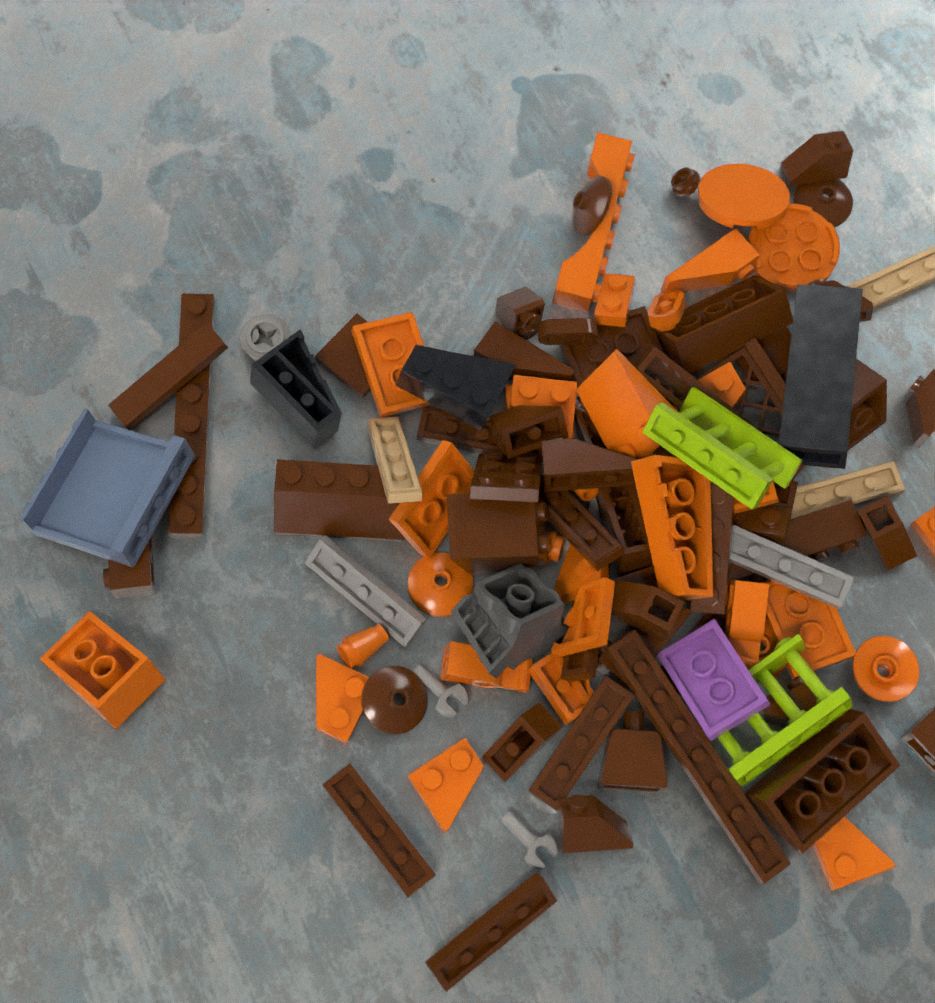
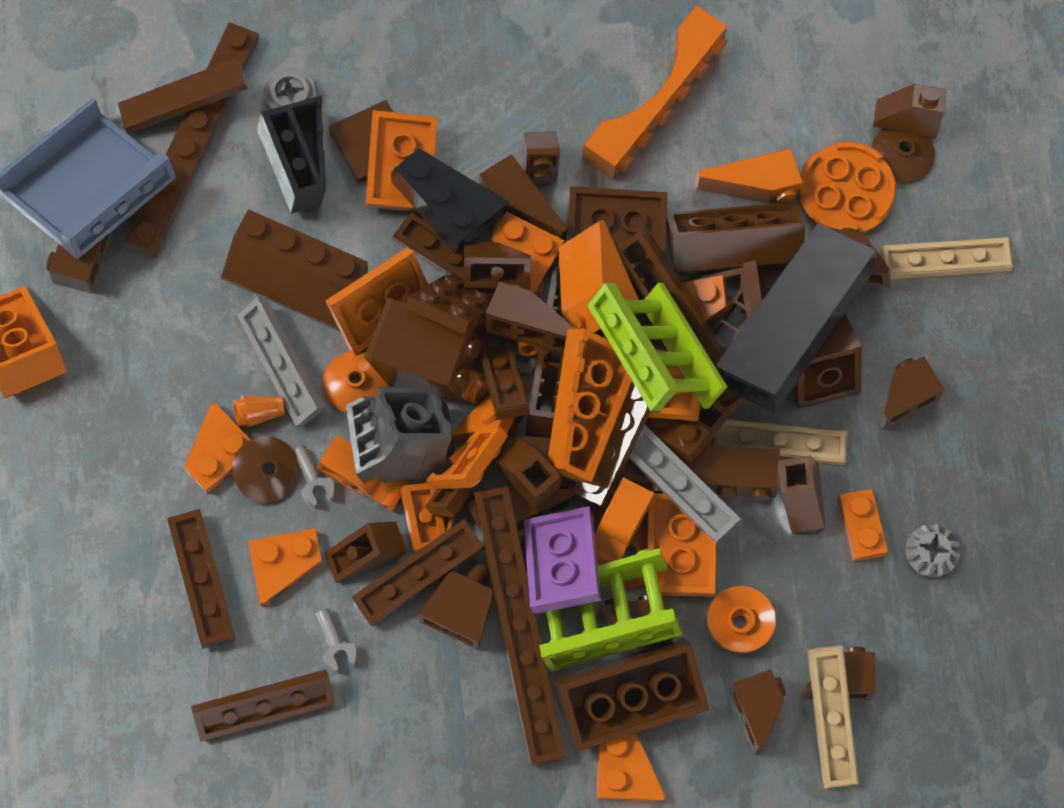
camera: 25 degrees right, 0 degrees up
(394, 460) = (355, 248): tan tile -> none
(567, 331) = (576, 189): reddish brown beam -> none
(590, 825) = (394, 648): reddish brown slope -> none
(591, 205) = (656, 74): reddish brown dish -> none
(614, 300) = (640, 176): orange plate -> none
(666, 310) = (686, 203): orange plate -> none
(685, 182) = (767, 85): reddish brown plate -> none
(743, 196) = (816, 119): orange tile -> none

